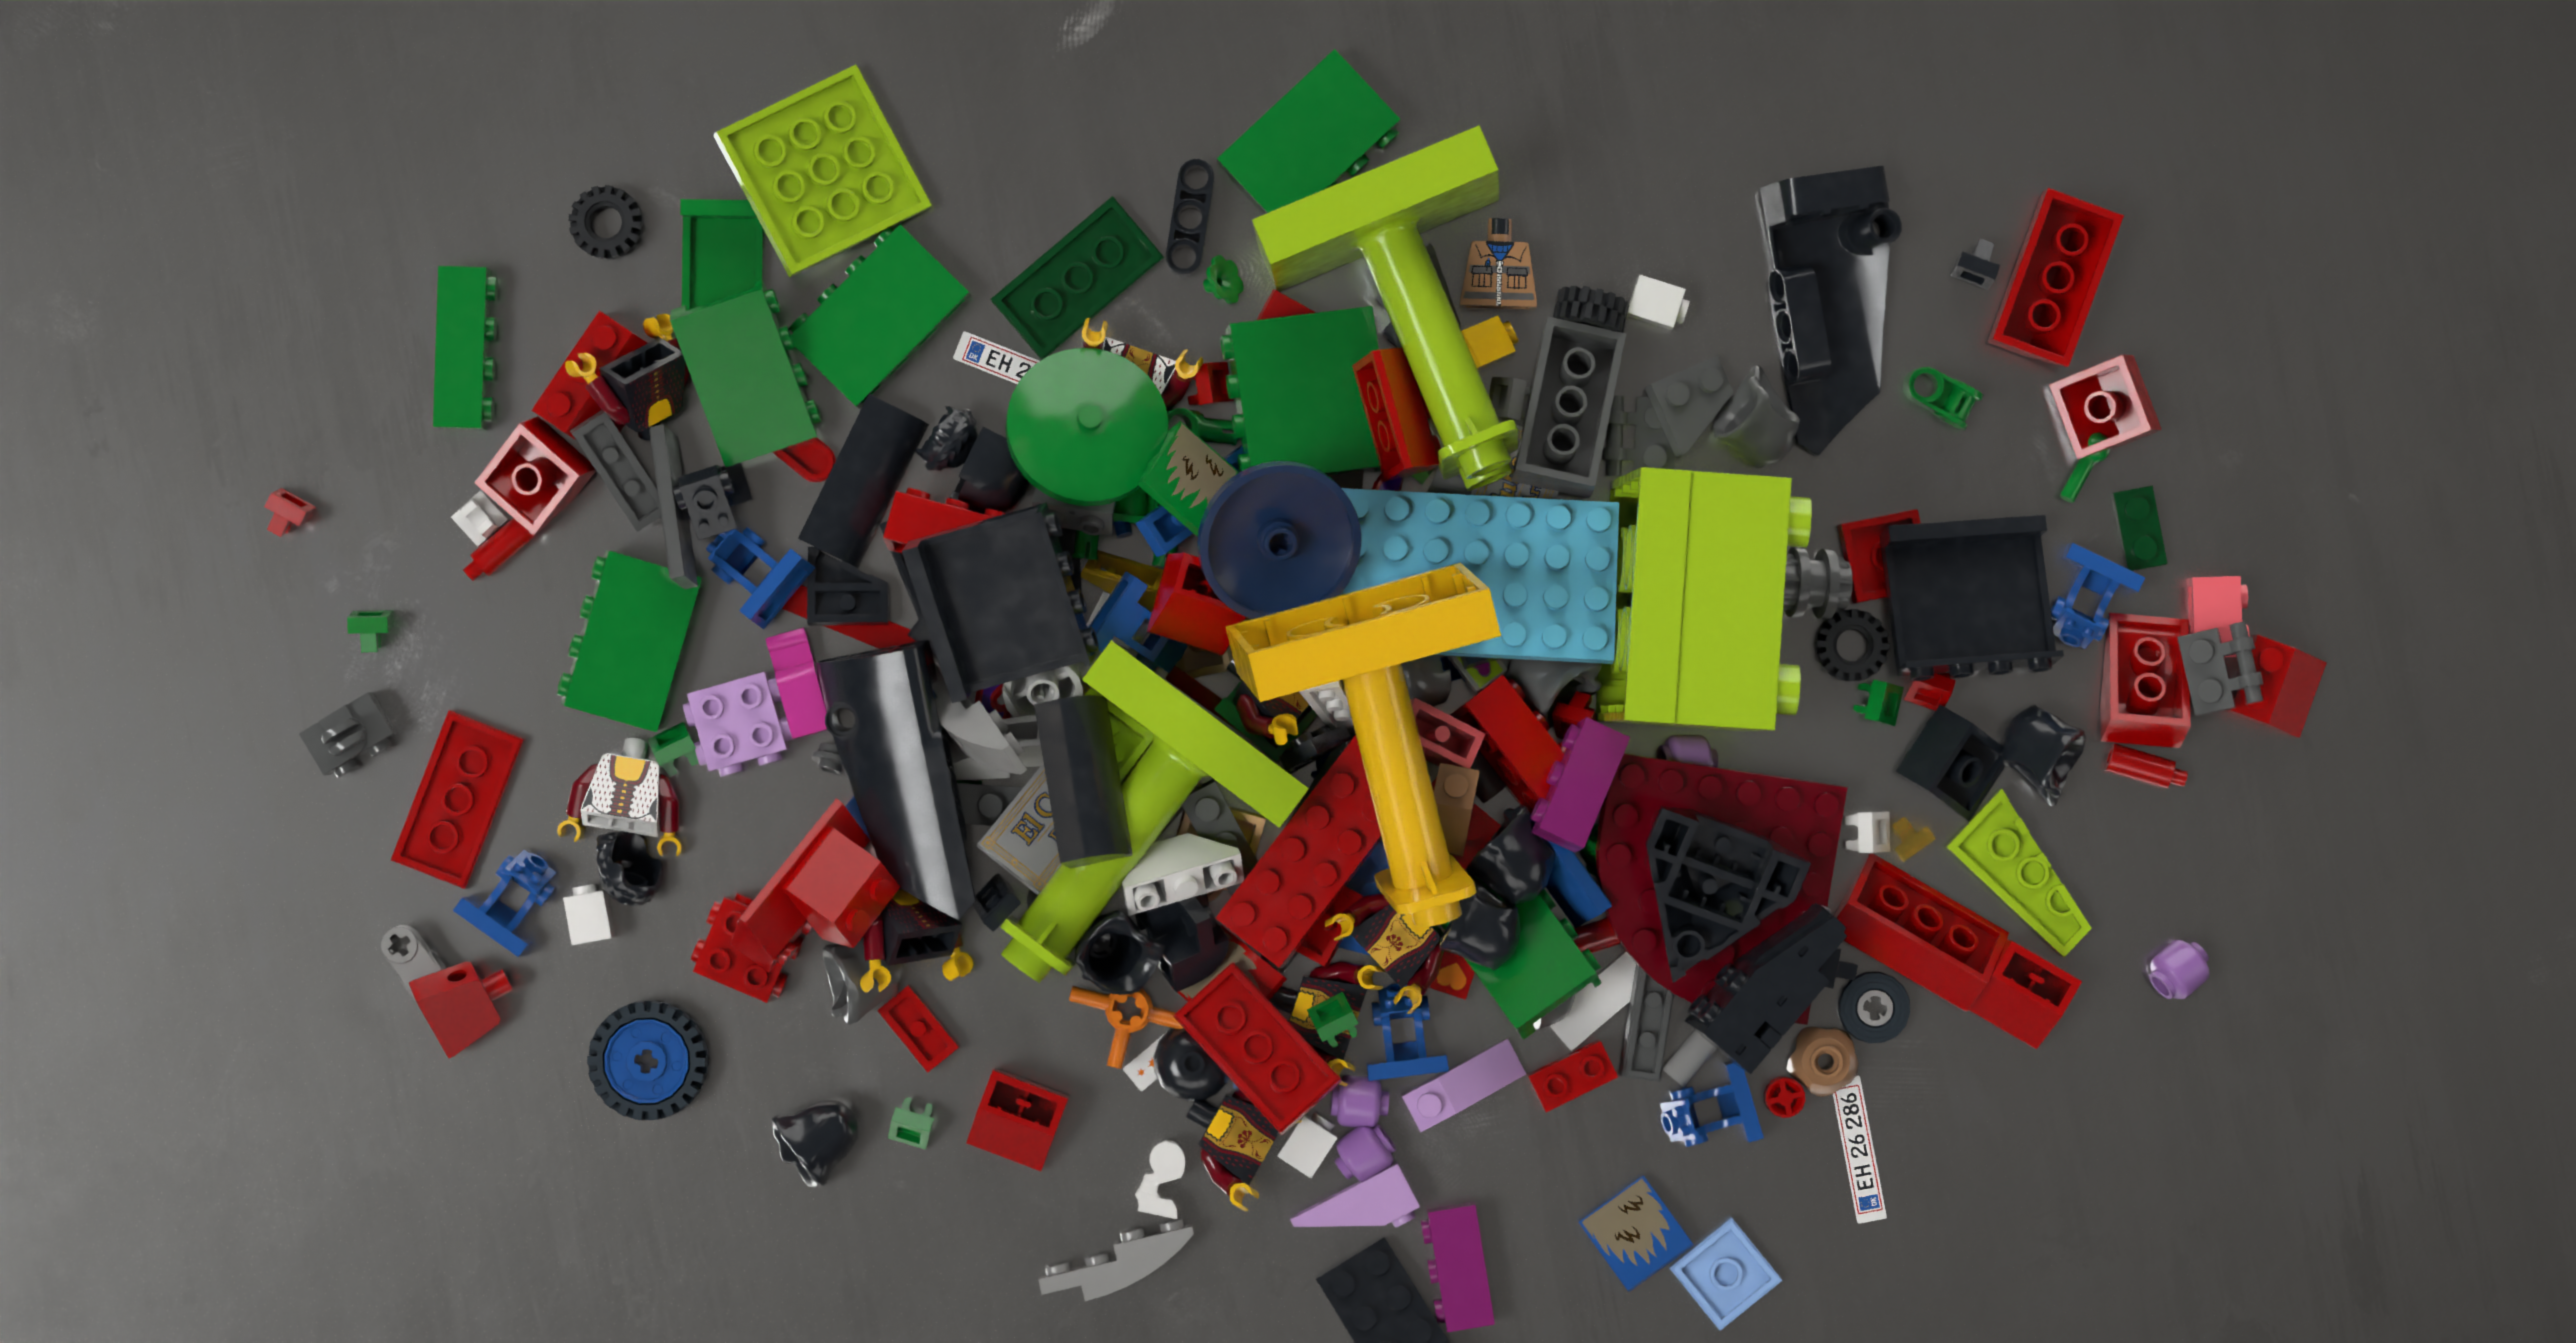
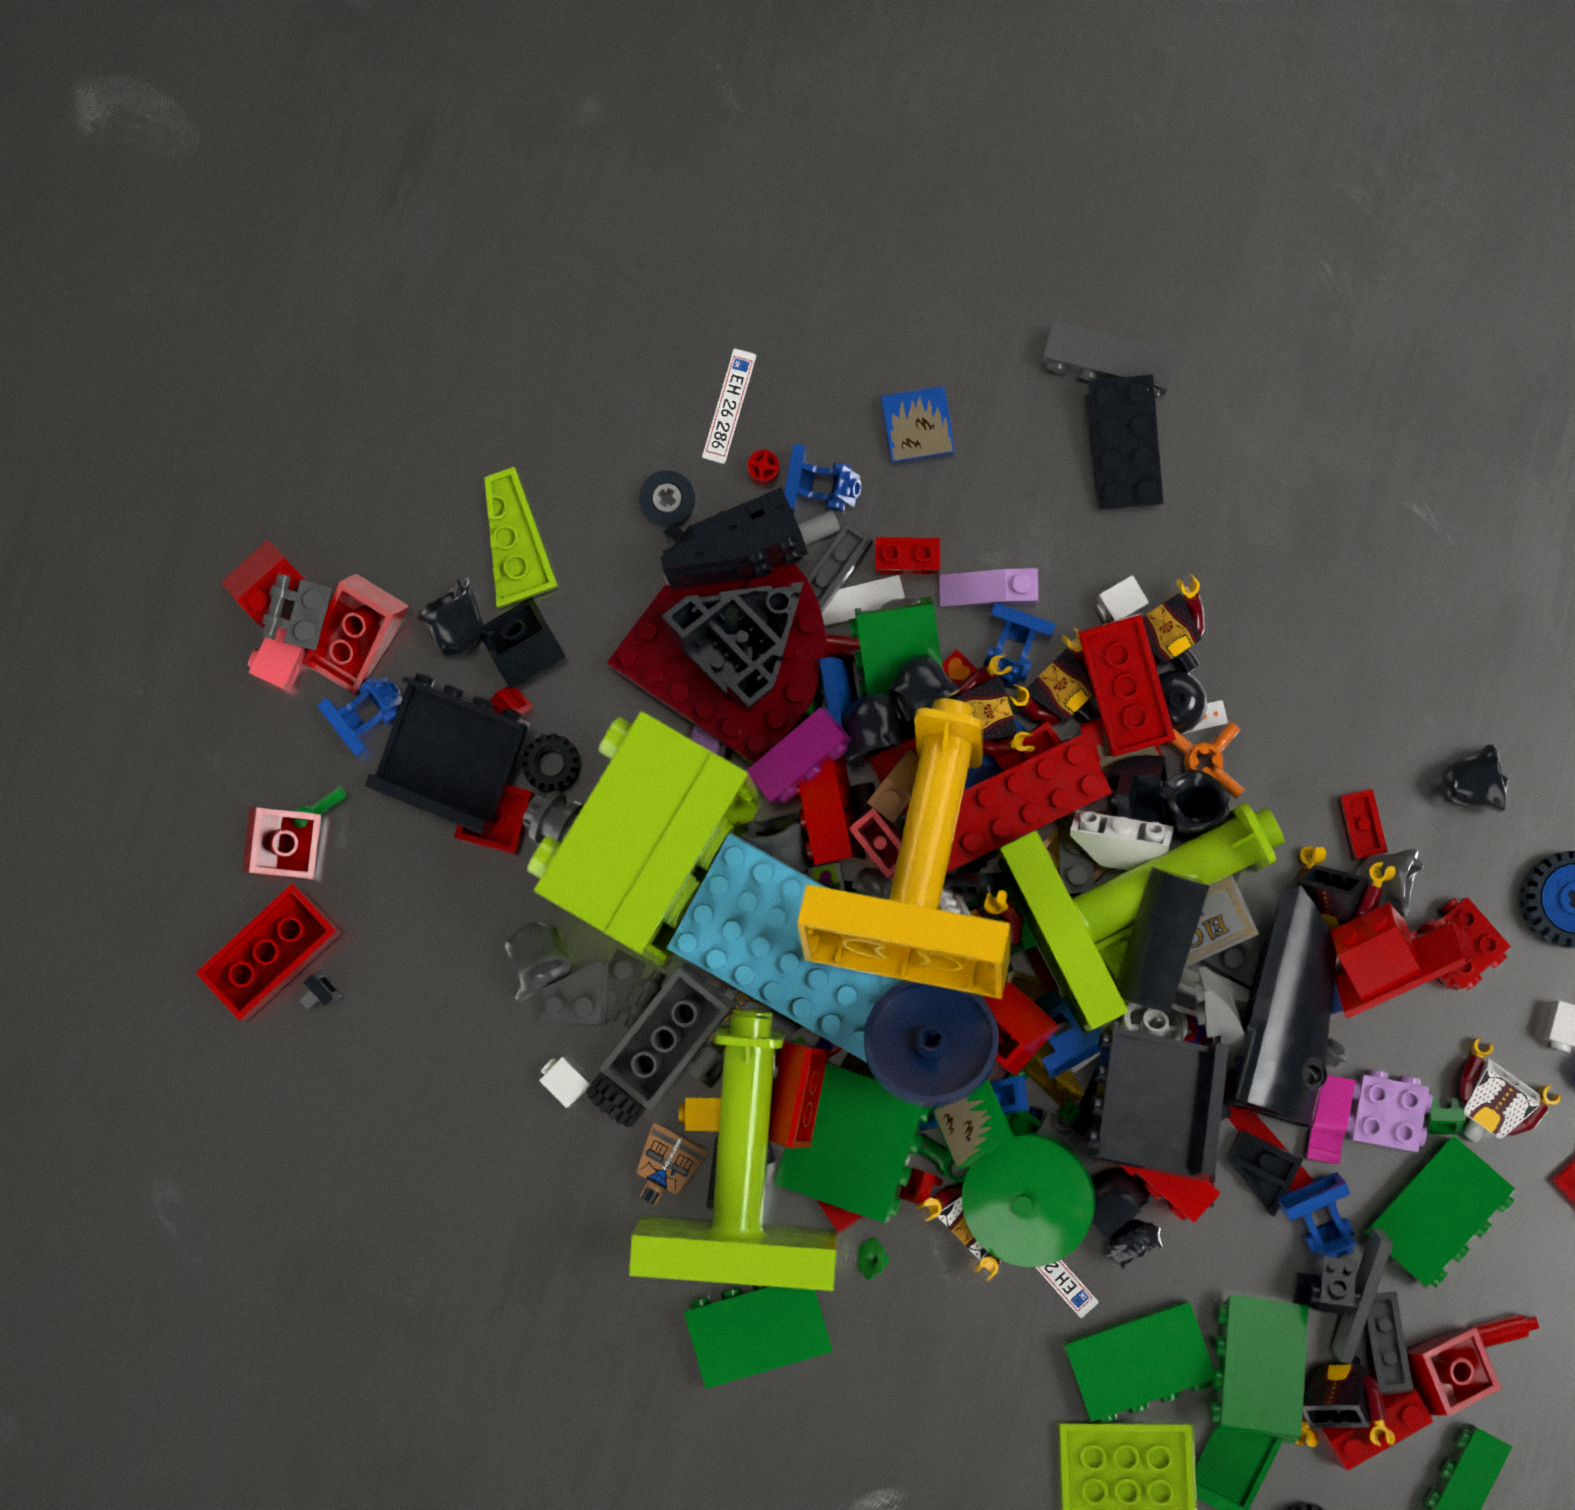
camera: 145 degrees left, 5 degrees down
(480, 518) = (1507, 1359): white tile -> none
(628, 868) = (1521, 1046): black hair -> none
(809, 458) = (1241, 1279): red tile -> none
(863, 480) = (1210, 1244): black brick -> none
(910, 1126) = (1403, 755): green tile -> none
(995, 902) = (1265, 885): black tile -> none
(1017, 1119) = (1322, 723): red slope -> none
(1077, 278) = (978, 1315): dark green tile -> none
(1135, 1258) = (1286, 582): light grey slope -> none
(1168, 1165) = (1231, 636): white leg -> none
(1190, 198) = (869, 1333): black beam -> none
(1333, 1018) = (1060, 679): green tile -> none
(1359, 1102) = (1070, 611): medium lavender head -> none
(1365, 1152) = (1083, 575): medium lavender head -> none
(1366, 1203) = (1095, 538): lavender slope -> none
(1458, 1267) = (1057, 461): magenta brick -> none
(1577, 710) = (776, 812): red tile -> none
(1725, 1273) = (868, 365): light blue tile -> none
(1813, 1043) = (722, 493): medium nougat piece -> none
(1829, 293) = (436, 1025): black panel -> none
(1872, 832) = (604, 623): white tile -> none
(1882, 703) = (550, 710): green tile -> none
(1910, 840) = (580, 603): clear yellow tile -> none
(1920, 932) = (607, 535): red slope -> none
(1944, 396) = (391, 904): green piece -> none
(2025, 995) = (556, 454): red slope -> none
(2139, 528) = (303, 744): dark green plate -> none
(2144, 767) = (387, 573): red cylinder -> none
(2179, 969) = (437, 417): medium lavender head -> none

